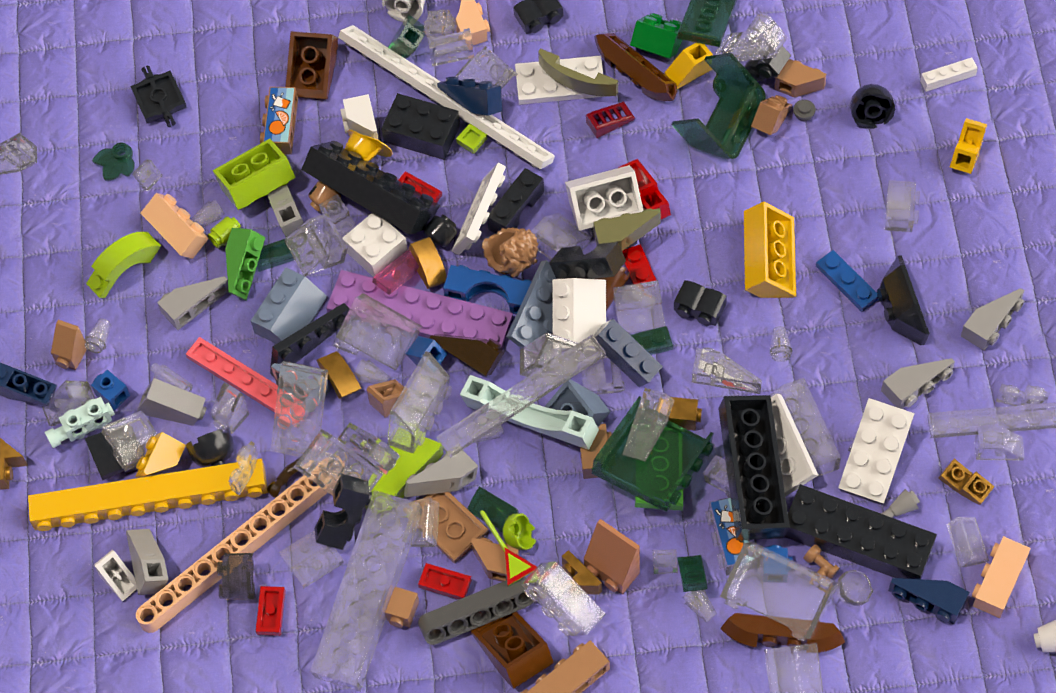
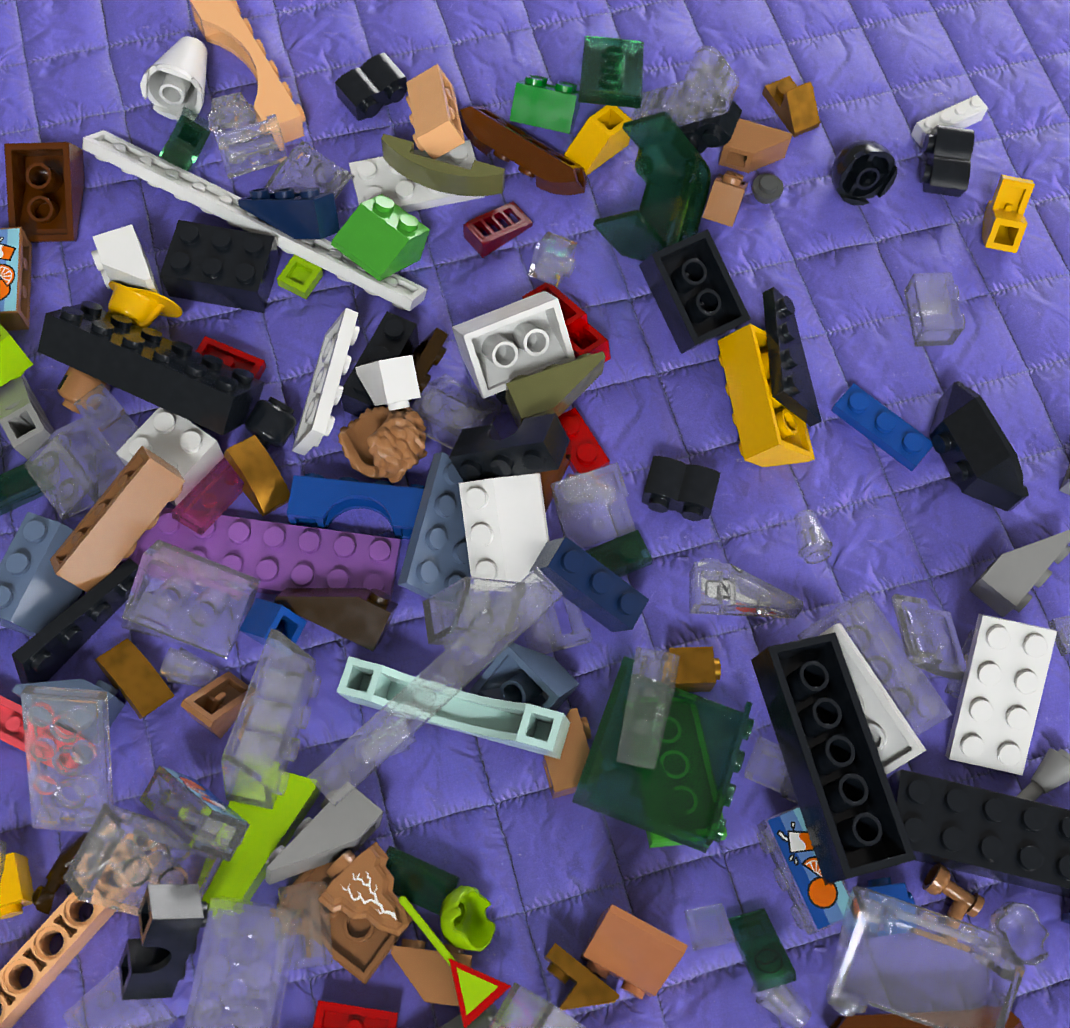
camera: 20 degrees left, 5 degrees up
(341, 277) = (118, 520): none -> medium nougat brick
(461, 507) = (364, 890): none -> medium nougat rock
(519, 212) = (390, 381): none -> white slope
(529, 118) = (381, 237): none -> bright green slope
(540, 207) = (426, 354): none -> dark brown plate
(578, 35) = (434, 113): none -> light nougat brick
(642, 144) = (553, 259): none -> clear brick
(732, 176) = (694, 291): none -> black brick
(788, 230) = (787, 360): none -> black wing
(836, 52) = (793, 104): none -> pearl gold slope
(838, 412) = (929, 637): none -> clear slope
(936, 103) = (947, 160): none -> black brick

